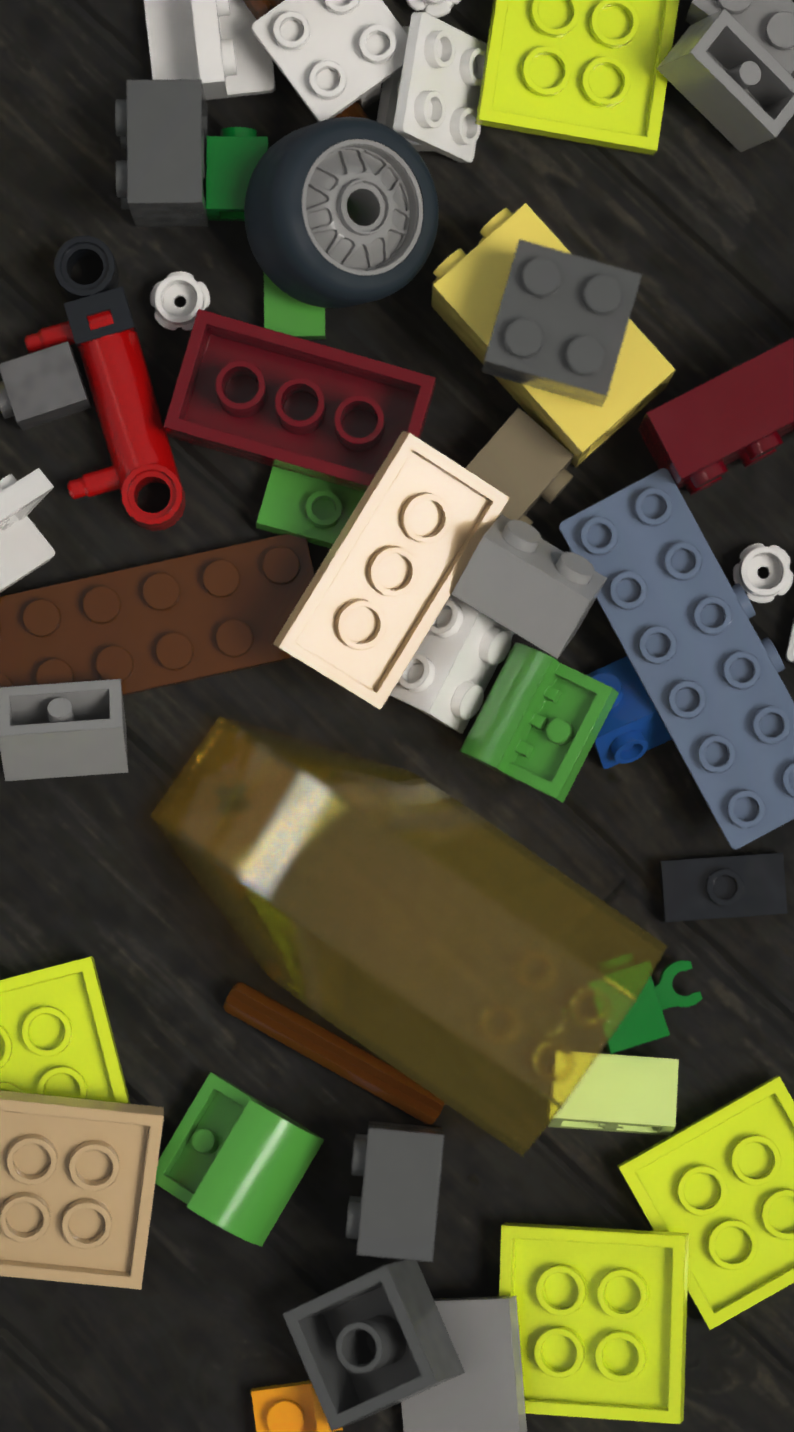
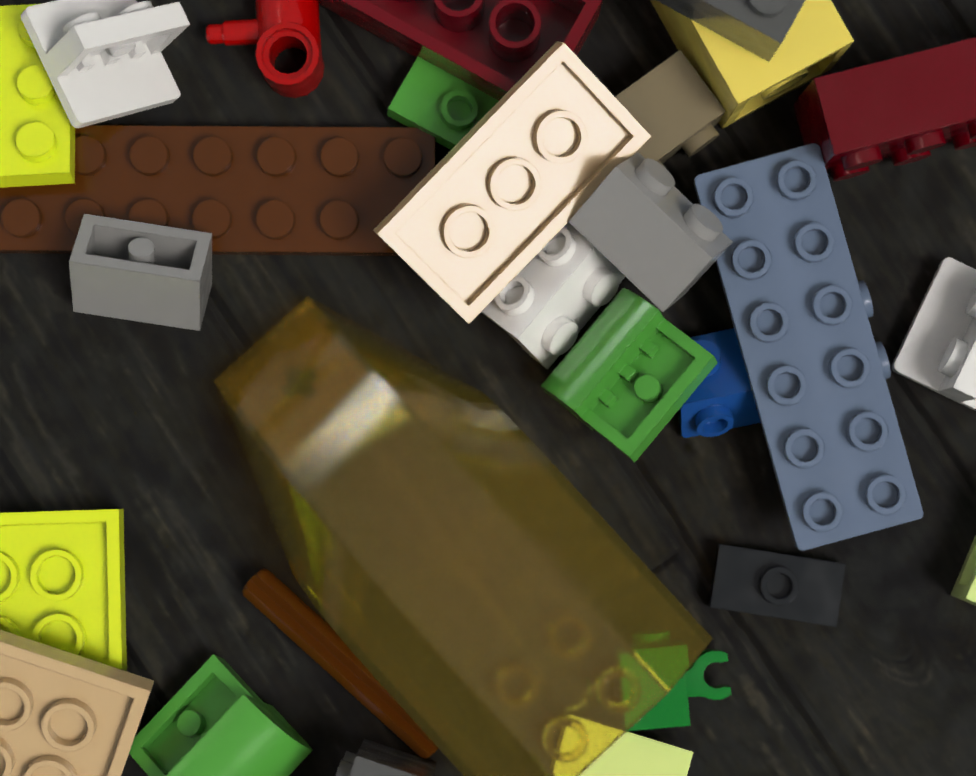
camera: 15 degrees right, 0 degrees up
(776, 562) = (905, 273): white plate -> none

